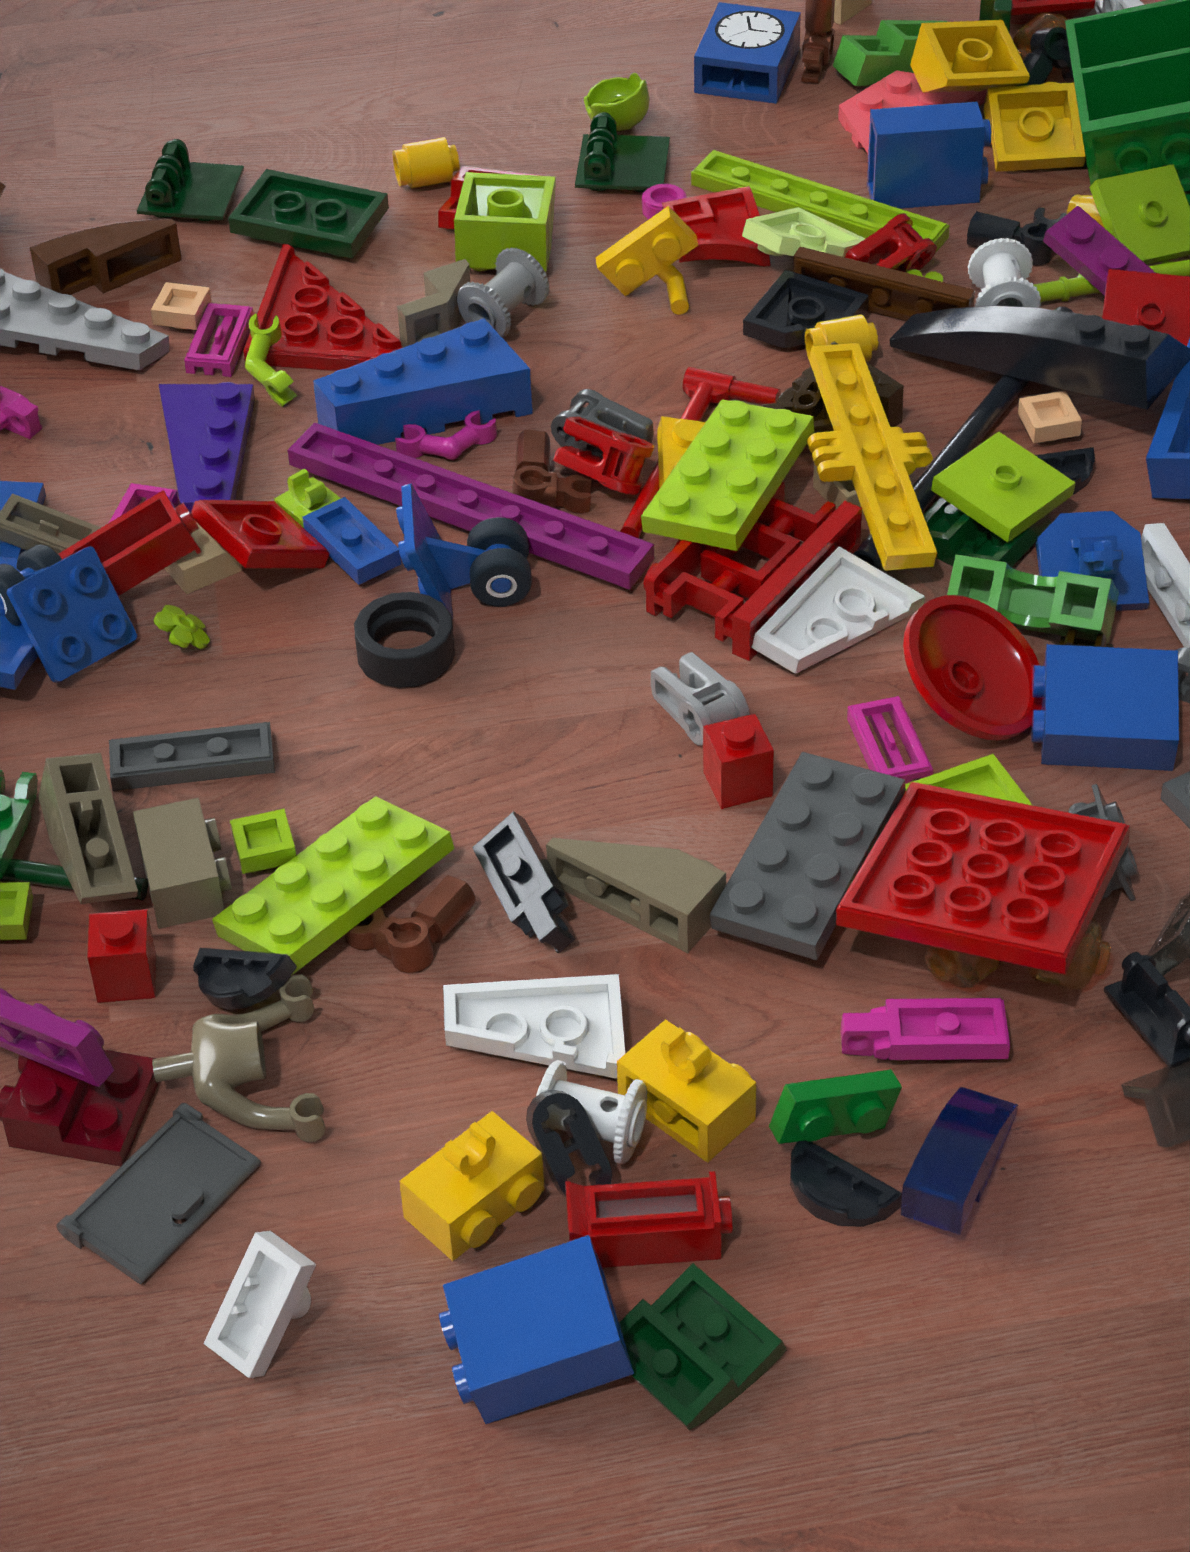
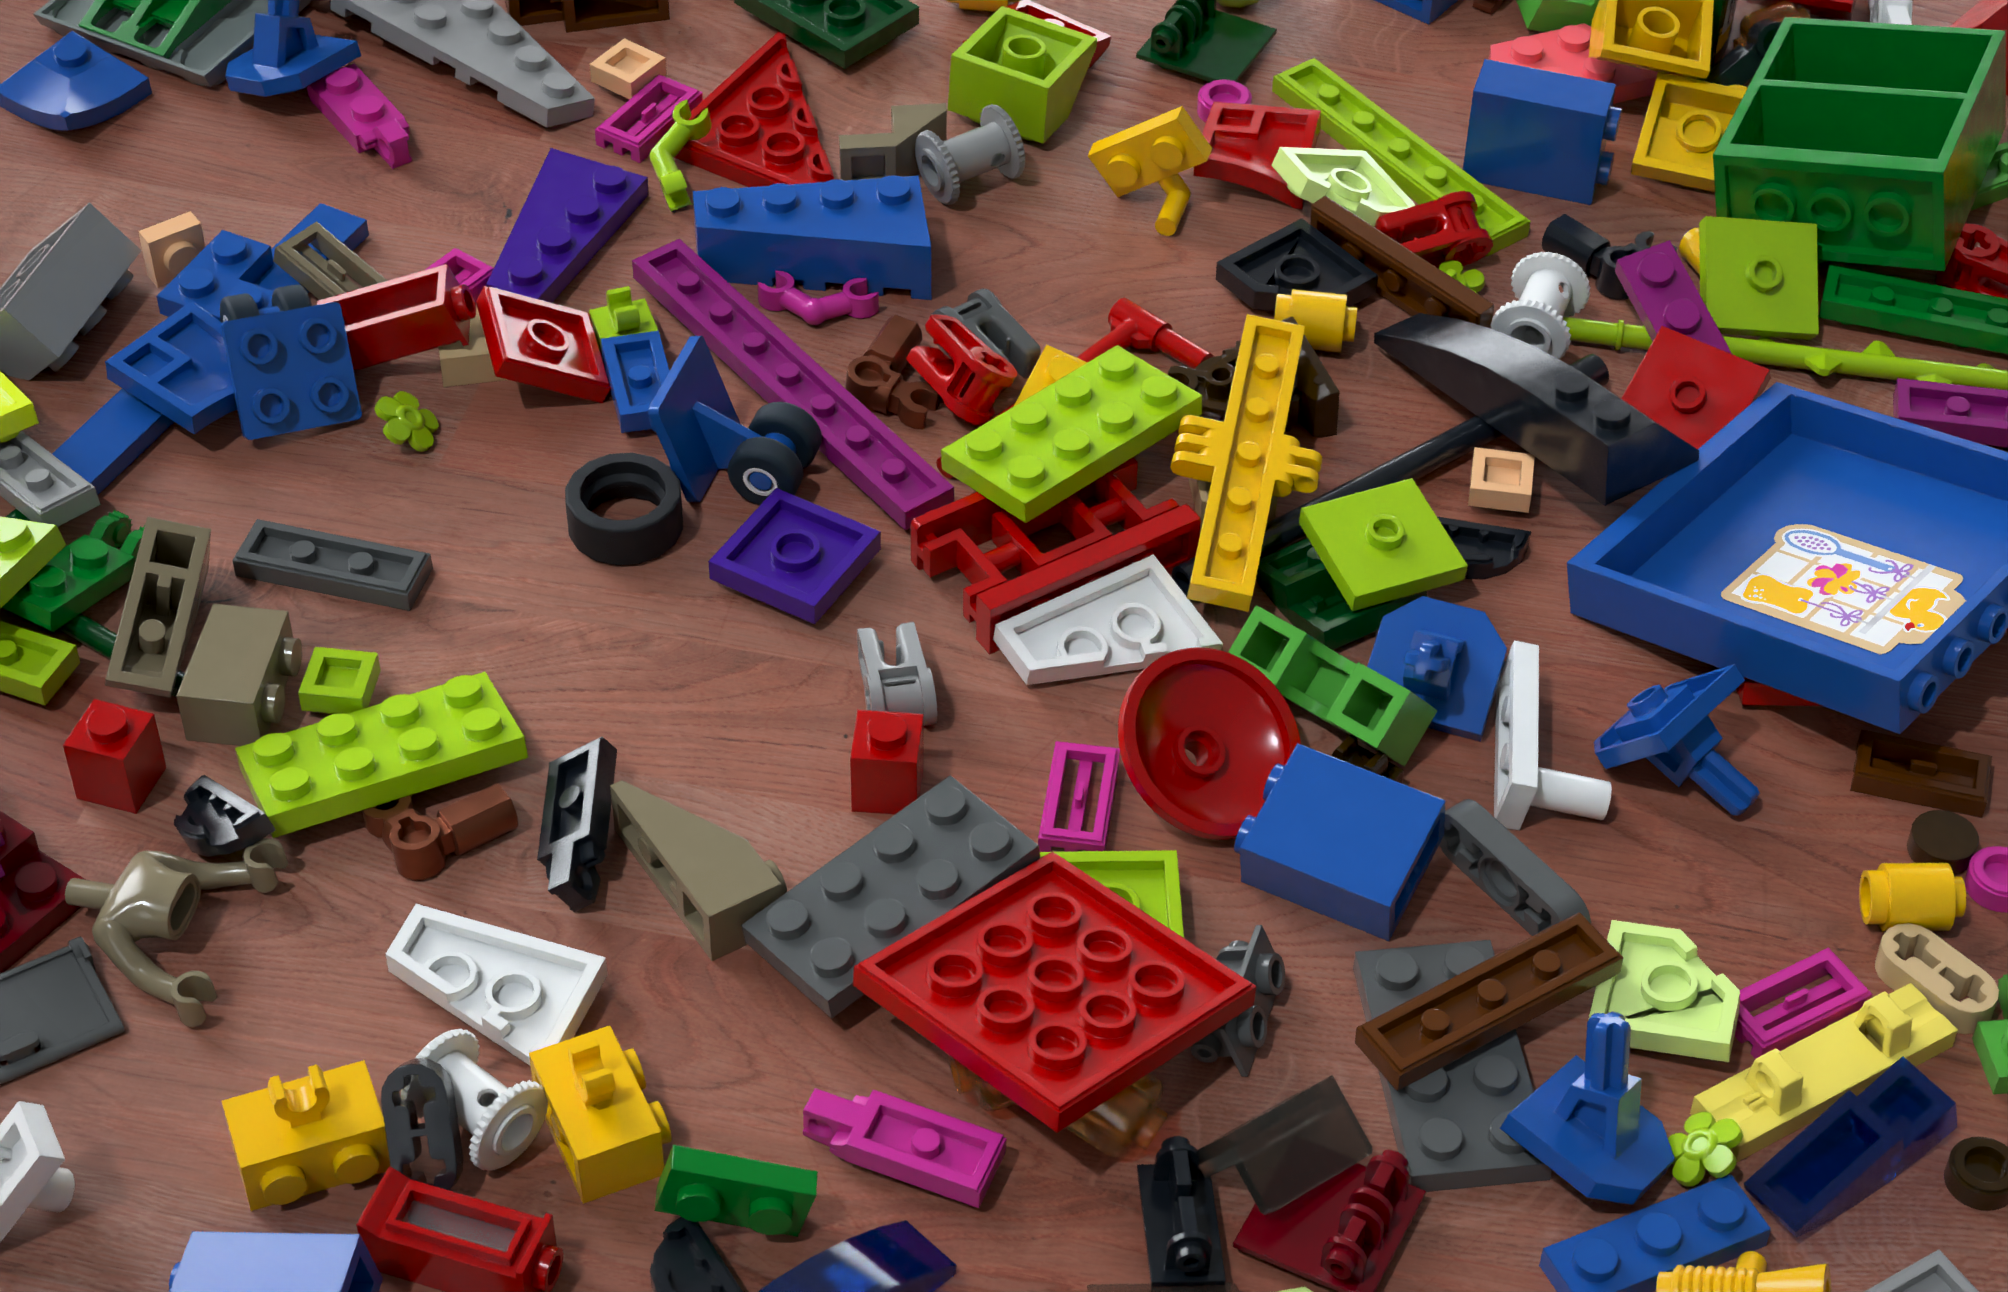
camera: 20 degrees right, 0 degrees up
(561, 633) = (795, 555): none -> dark purple plate

